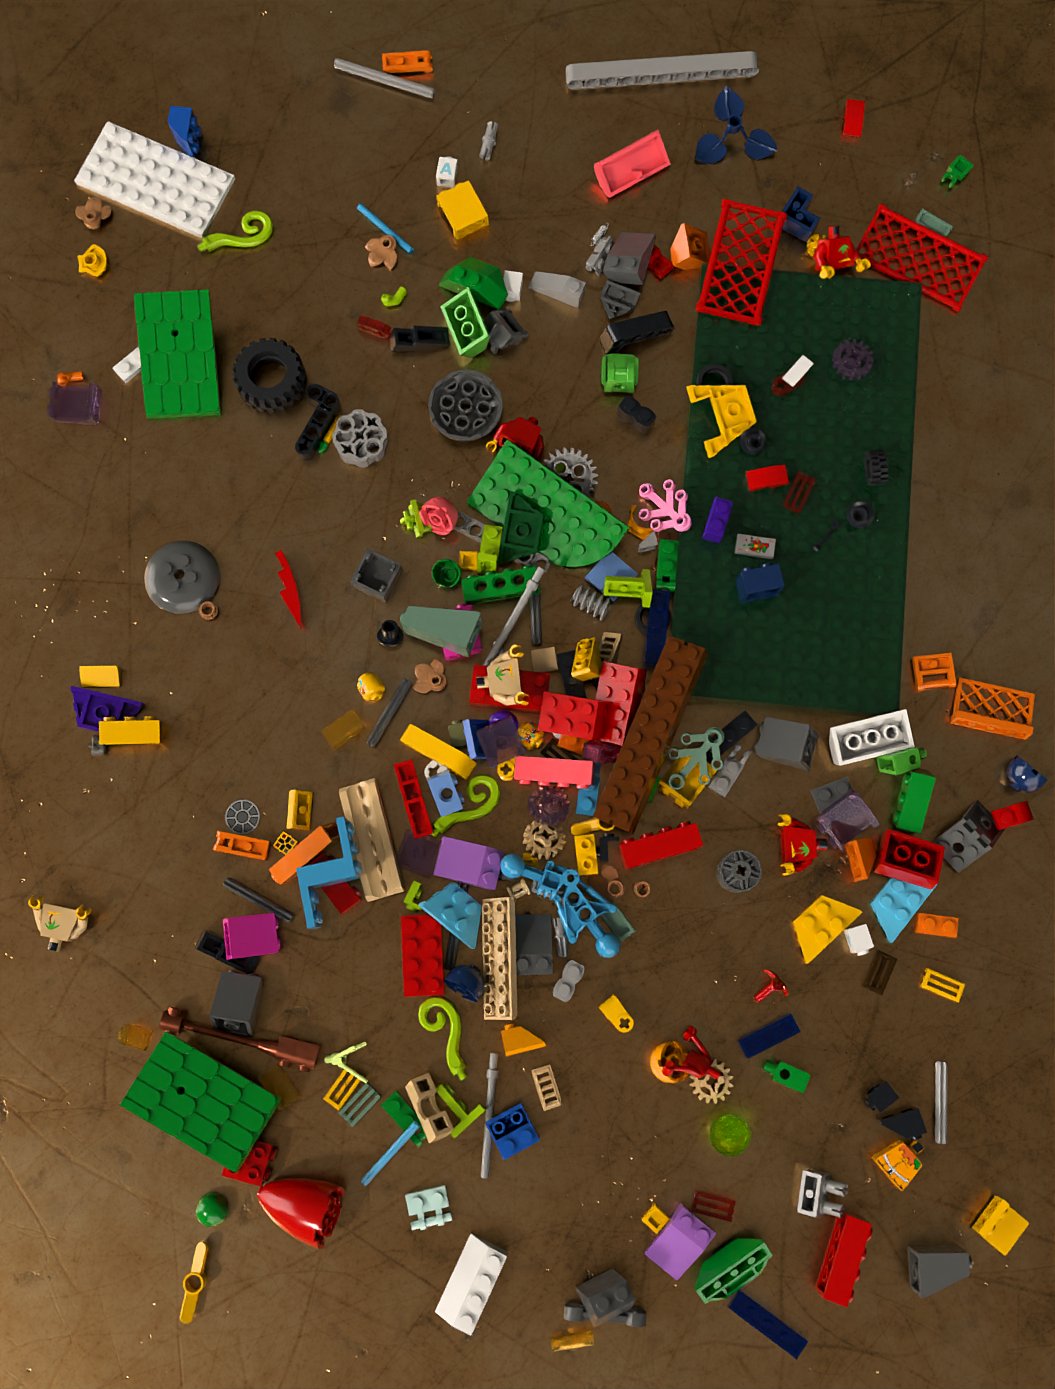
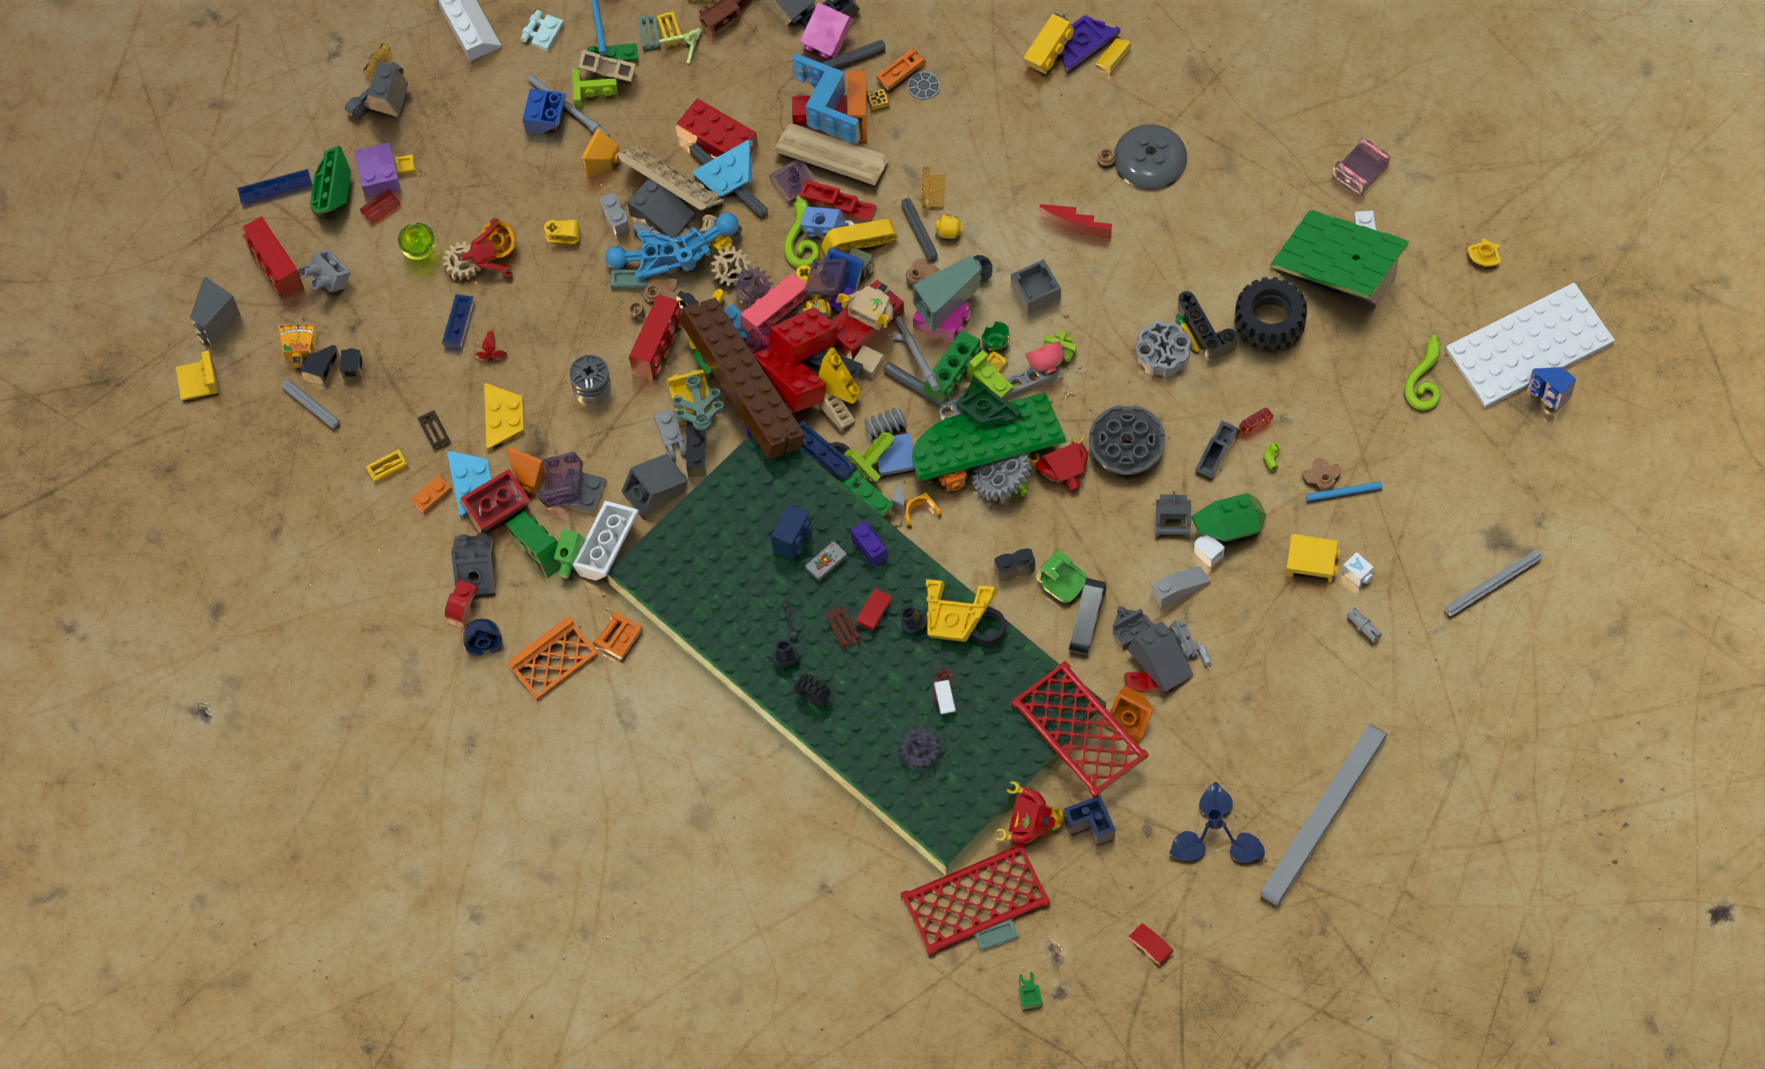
camera: 130 degrees right, 15 degrees down
(65, 377) = (1390, 177): orange arm -> none
(93, 213) = (1534, 281): medium nougat plate -> none
(299, 809) = (895, 124): yellow slope -> none
(407, 62) = (1495, 609): orange plate -> none
(414, 893) = (764, 153): lime bracket -> none
(453, 1055) = (626, 108): lime plant -> none
(466, 323) = (1197, 483): bright green slope -> none
(466, 981) = (672, 148): dark blue cylinder -> none
(468, 863) = (756, 202): medium lavender slope -> none
(546, 1106) = (544, 157): tan slope -> none
(586, 855) = (694, 284): yellow brick -> none
(631, 164) = (1247, 720): coral container -> none
(667, 507) = (893, 521): bright pink plant -> none
(797, 1079) = (418, 310): green torso -> none
(798, 844) = (572, 435): red torso -> none
(859, 939) = (470, 429): white brick -> none

